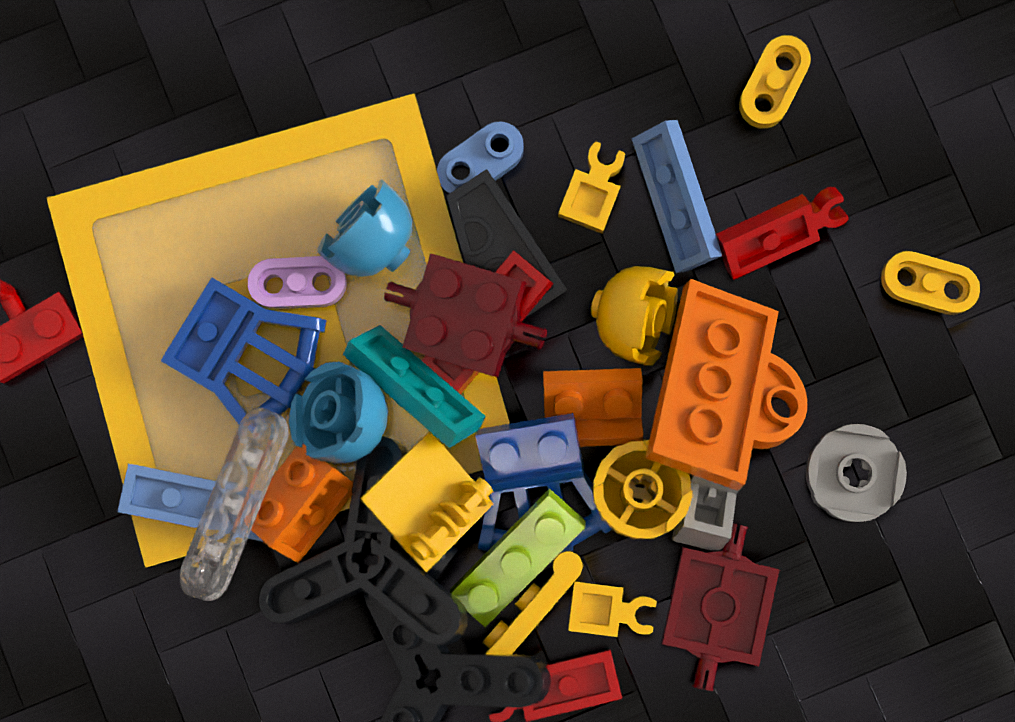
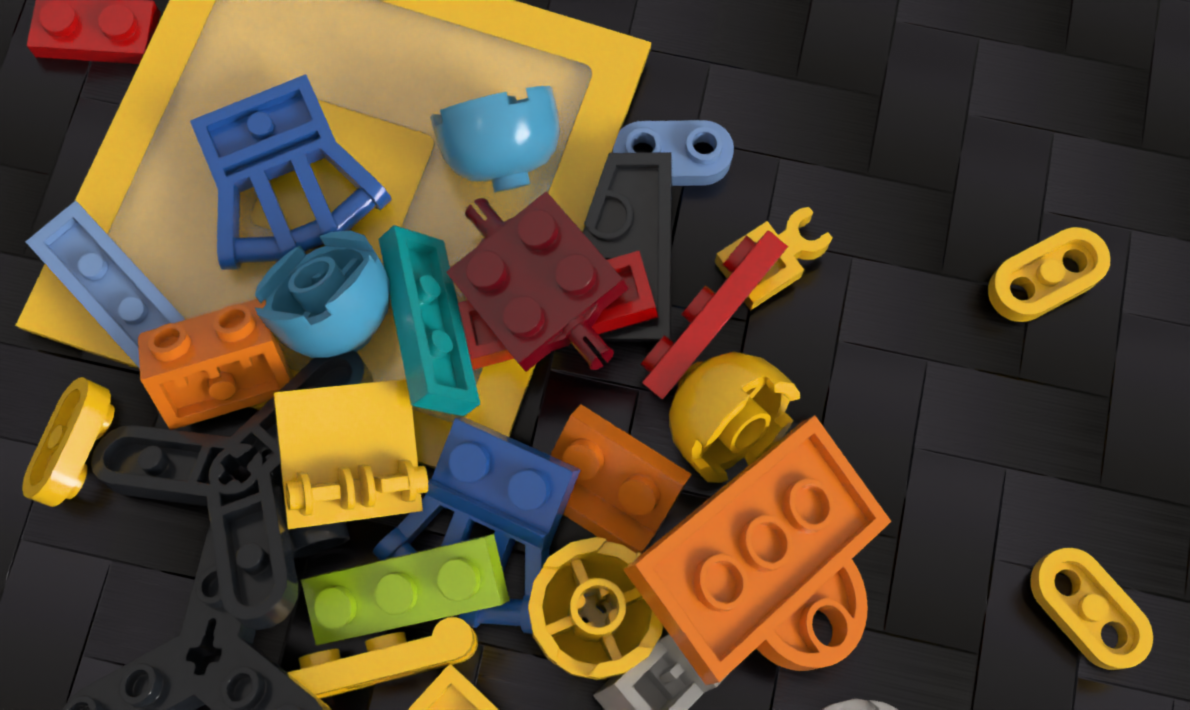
camera: 30 degrees right, 10 degrees down
(233, 504) = (139, 311): clear plate -> none
(241, 620) = (60, 458): none -> yellow plate
(298, 283) = (392, 144): lavender plate -> none
(584, 259) = (710, 312): none -> red plate
(676, 196) = (859, 322): medium blue plate -> none
(779, 231) = (949, 434): red plate -> none

